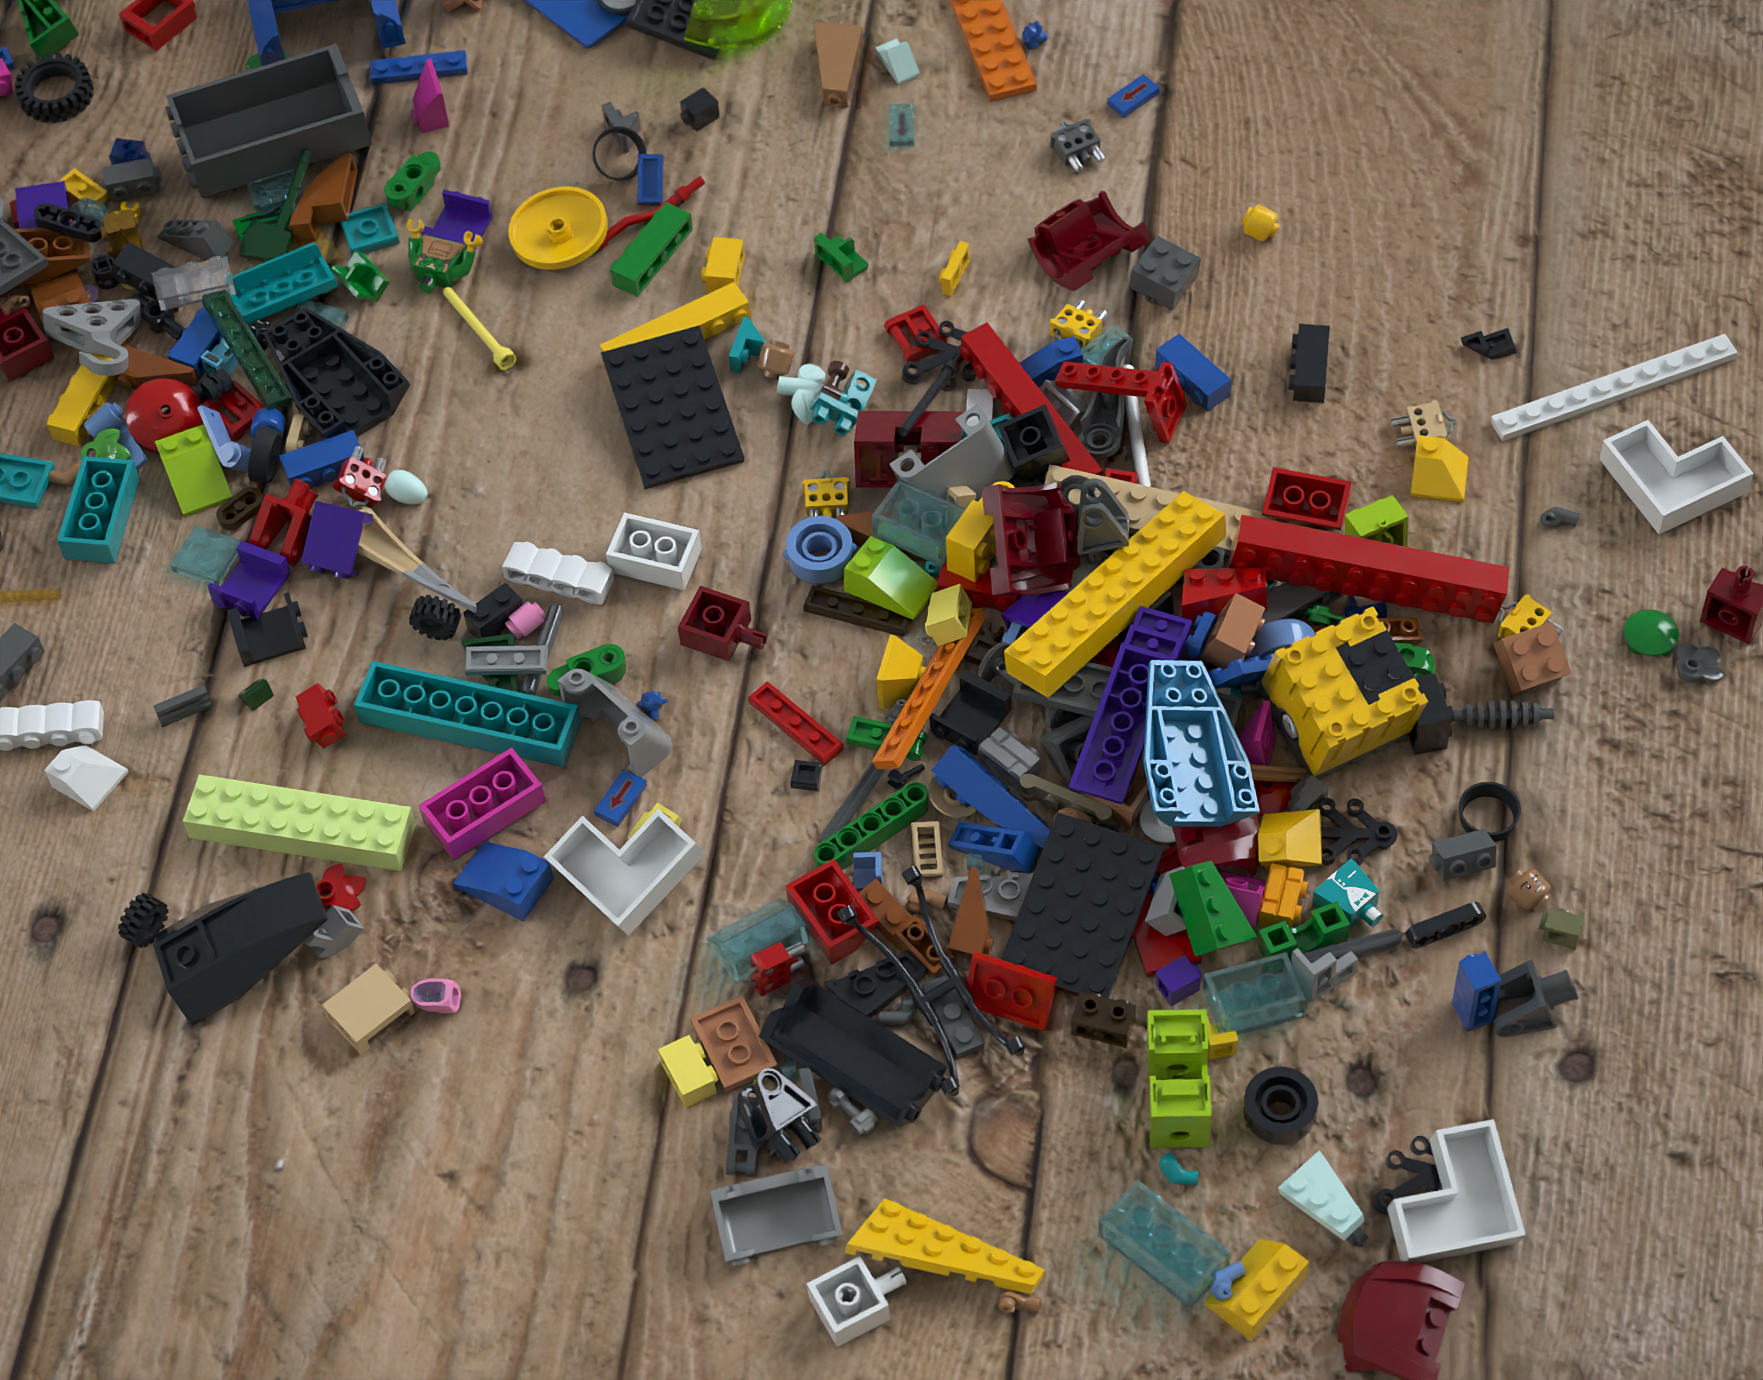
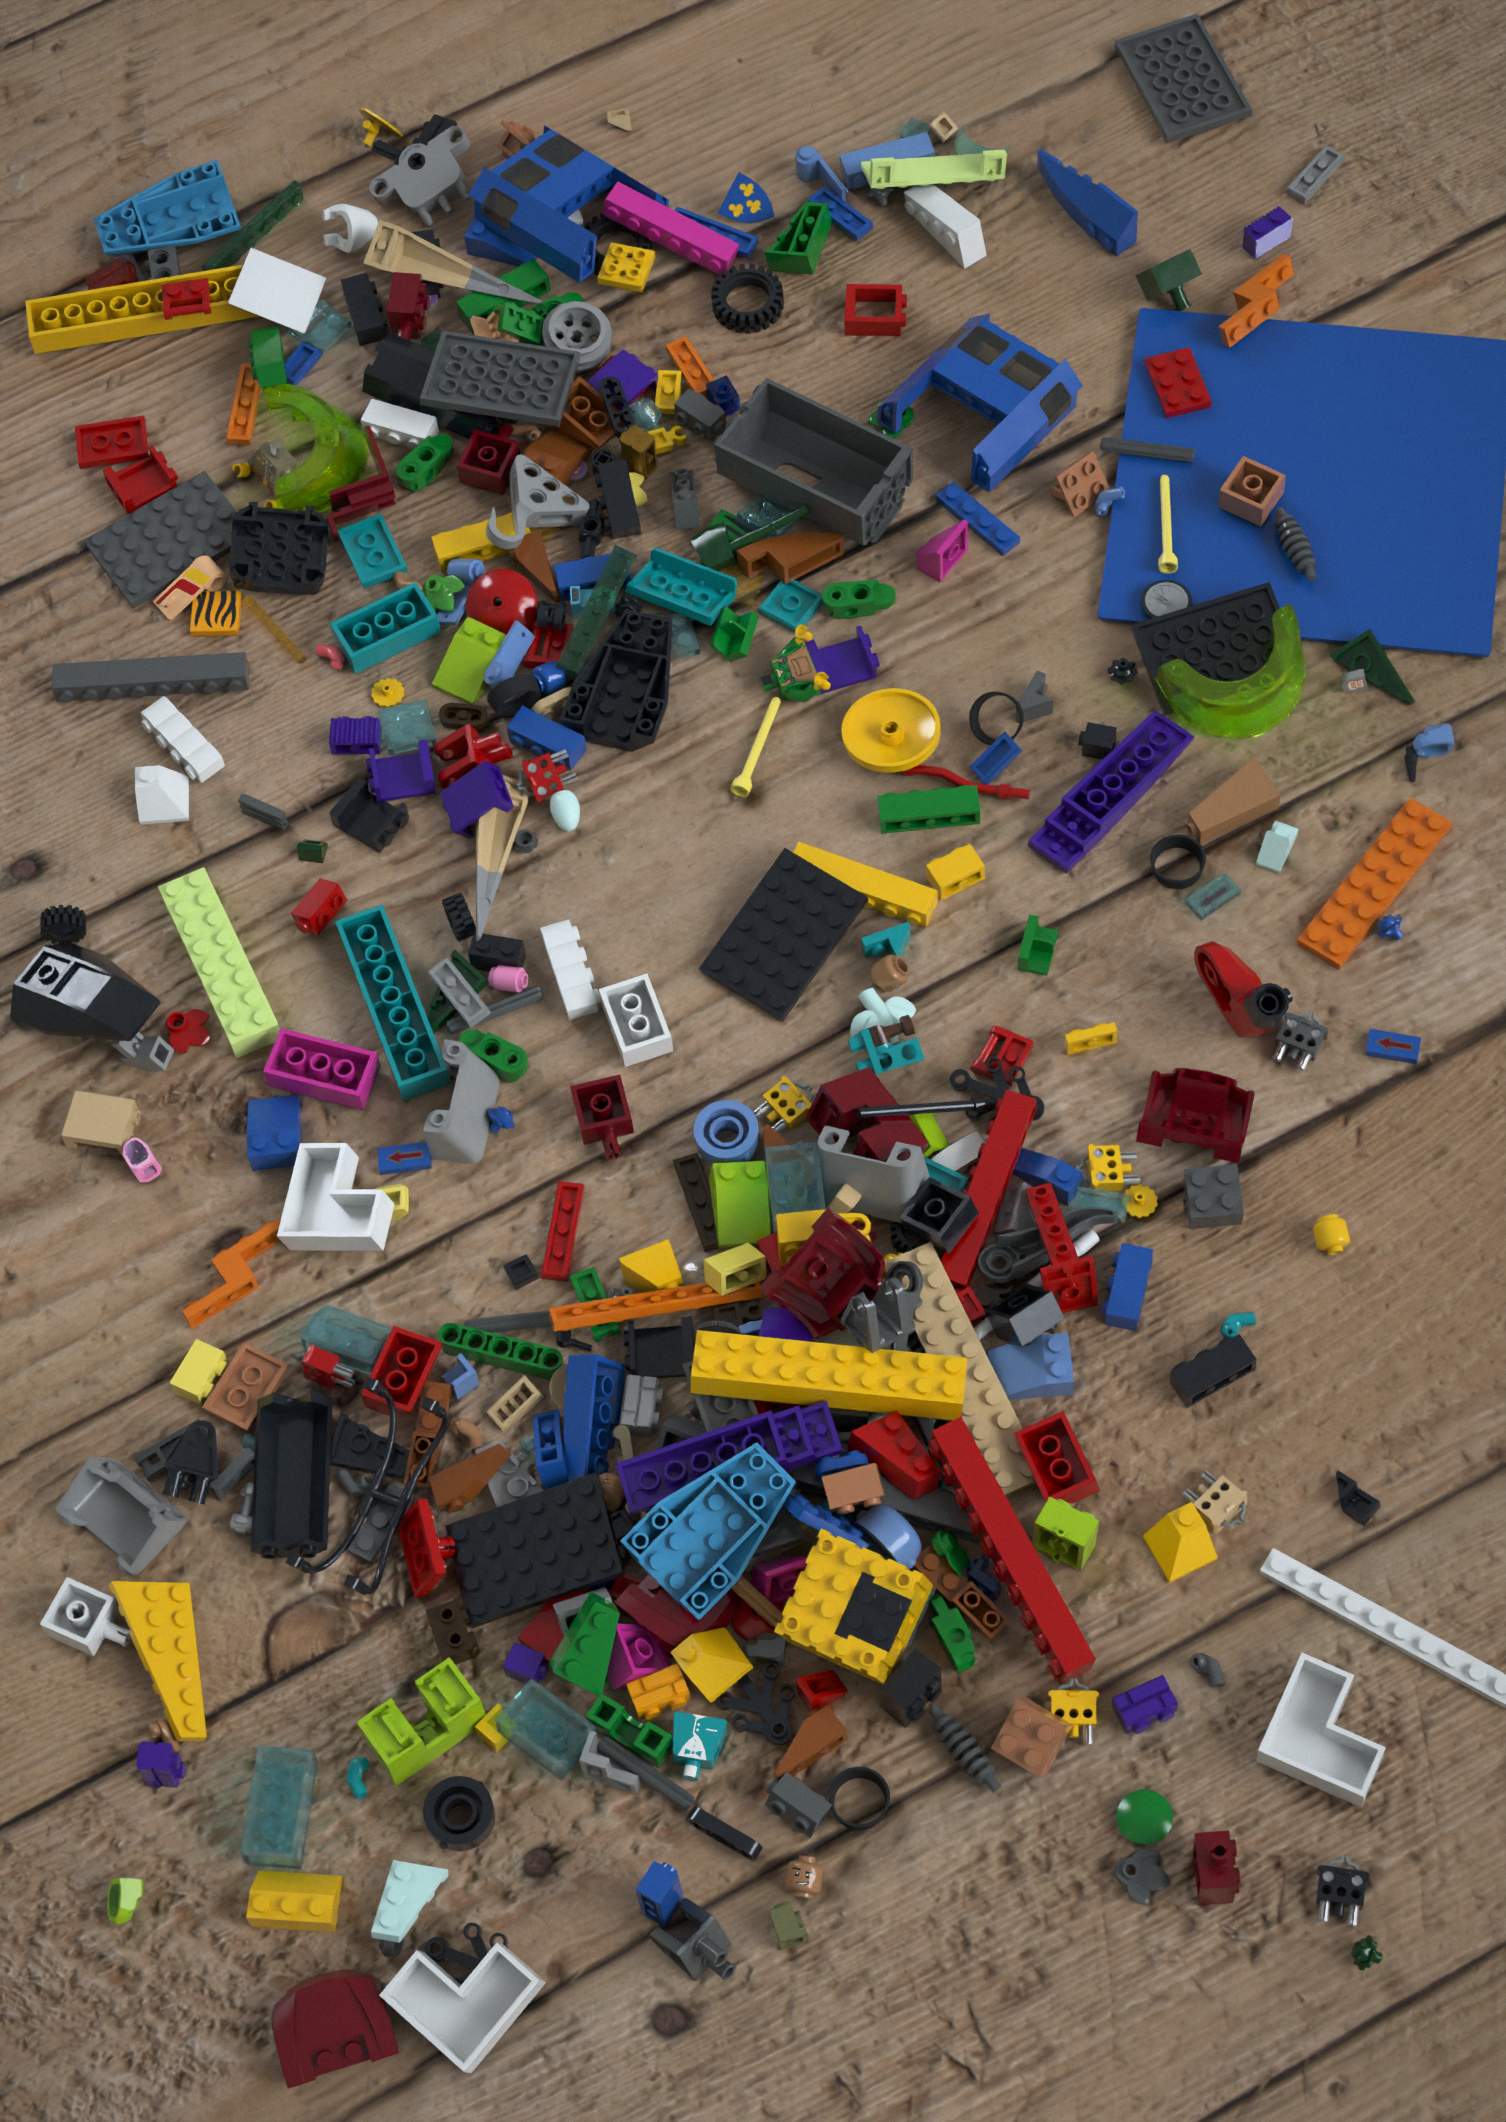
camera: 55 degrees right, 5 degrees up
(66, 159) = (691, 365): none -> orange plate
(77, 566) = (333, 653): none -> coral arm
(157, 551) = (387, 692): none -> yellow piece
(178, 595) = (355, 735): none -> dark purple brick
(192, 280) = (626, 529): clear brick -> none
(405, 529) = (523, 836): none -> dark grey plate
(614, 988) = (235, 1274): none -> orange bracket
(651, 59) = (1122, 671): none -> black plant
(750, 130) = (1109, 791): none -> dark purple slope
(853, 108) = (1183, 842): none -> black tyre
(1011, 150) = (1238, 991): none -> red piece
(1048, 1315) = (160, 1764): none -> dark purple brick
(1124, 321) = (1141, 1201): none -> yellow piece
(1165, 445) = (1025, 1315): none -> black brick
(1212, 467) = (1035, 1369): none -> medium blue slope
(1223, 1278) = (274, 1871): medium blue arm -> none
(1279, 326) = (1234, 1323): none -> teal arm
(1372, 785) = (820, 1689): none -> red slope
(1412, 814) = (815, 1739): none -> dark orange slope
(1558, 574) = (1145, 1705): none -> dark purple brick

